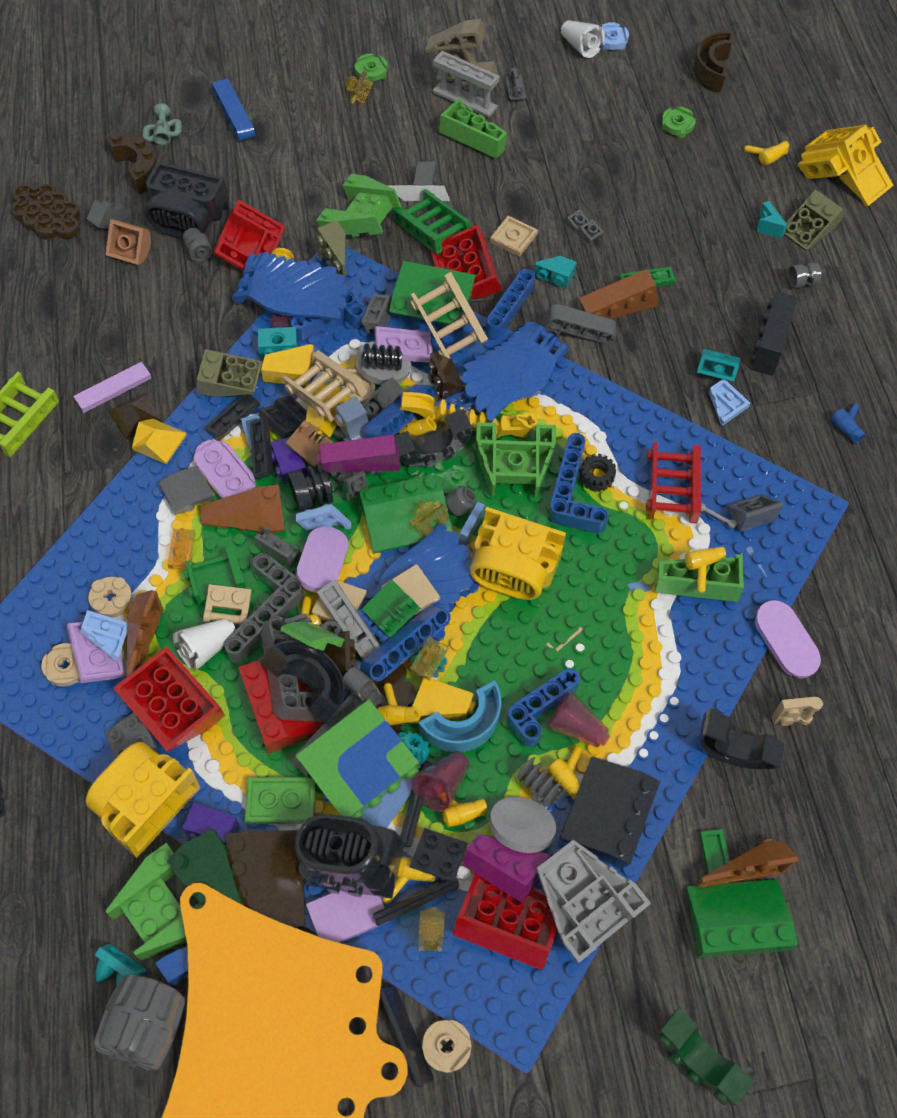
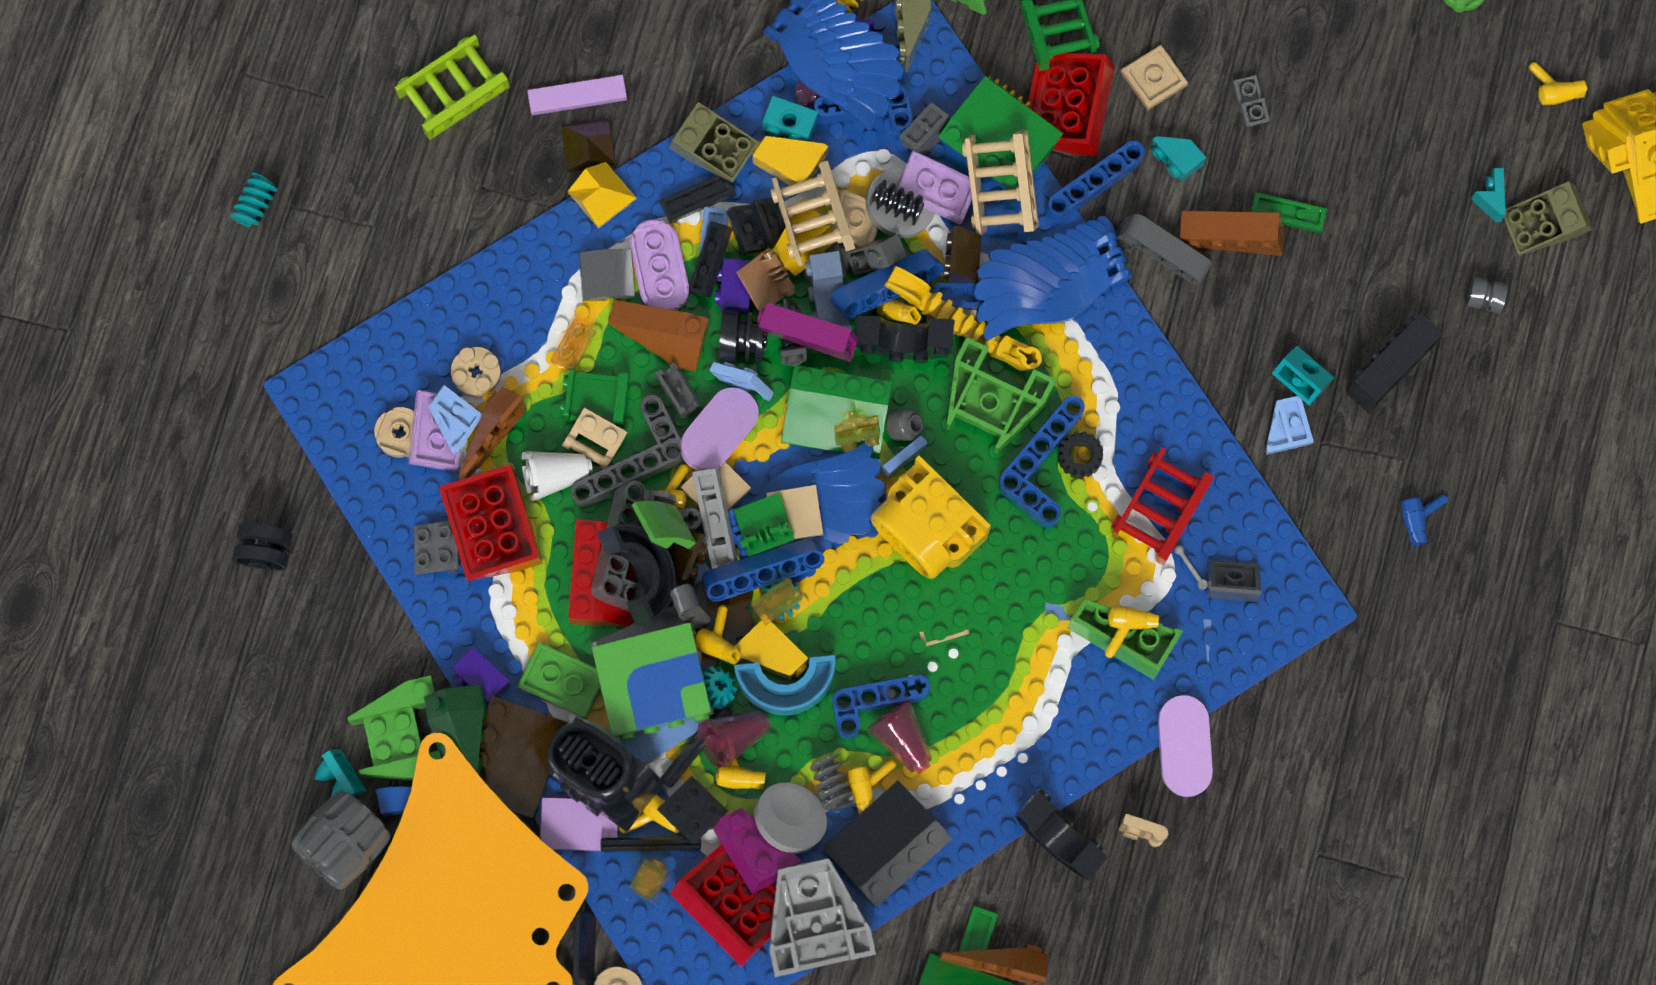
camera: 25 degrees right, 15 degrees up
(140, 795) = (423, 615): yellow brick -> none

